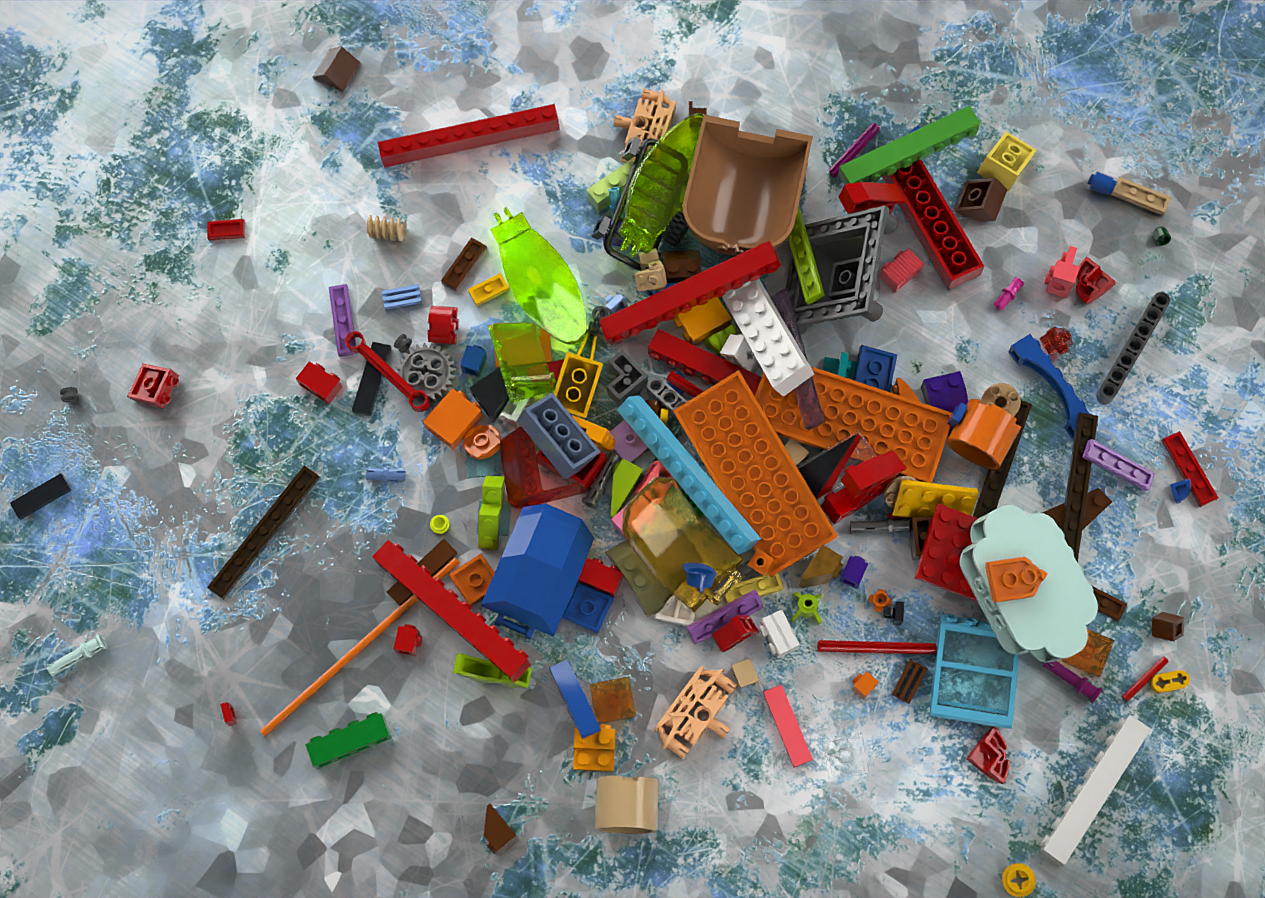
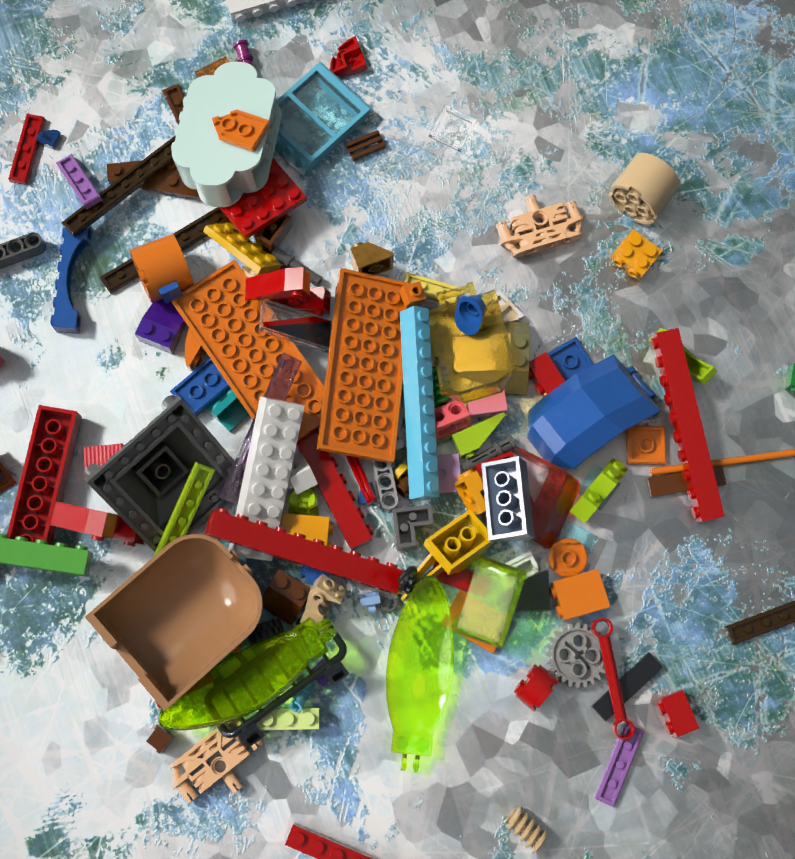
camera: 155 degrees left, 5 degrees up
(385, 474) = (667, 586): medium blue pin -> none
(401, 296) = (567, 755): light blue tile -> none
(402, 343) = (580, 699): dark grey bush -> none
(407, 640) = (732, 431): red brick -> none
(439, 524) = (647, 511): neon yellow plate -> none
(464, 264) = (475, 742): reddish brown tile -> none
(473, 360) = (527, 637): blue brick -> none
(488, 289) = (470, 698): yellow plate -> none
(497, 832) = (749, 236): reddish brown slope -> none
(574, 699) = (629, 295): blue slope -> none
(612, 700) = (598, 279): clear orange plate -> none
(712, 622) = (461, 279): medium lavender tile -> none
(735, 632) = (469, 261): red tile -> none
(745, 673) = (485, 228): tan panel -> none
(779, 634) = (436, 239): white brick -> none
(787, 726) = (479, 175): coral tile -> none
(796, 451) = (318, 363): tan panel -> none
(803, 610) = (401, 244): lime brick -> none
(854, 571) = (341, 245): dark purple brick -> none
(855, 148) = (50, 601): magenta axle -> none
(864, 684) = (401, 162): orange plate -> none
(876, 647) = (370, 184): red axle -> none
(881, 594) = (340, 209): orange plate -> none
(896, 613) = (337, 194): black tile -> none
(1003, 396) = (123, 290): tan plate -> none
(1008, 293) = (36, 377): dark pink axle -> none
(1057, 340) = (35, 308): clear red brick -> none
(1145, 679) = (195, 35): red bar -> none
(1167, 626) = (148, 54): reddish brown panel -> none
(1169, 676) = (180, 21): yellow beam -> none

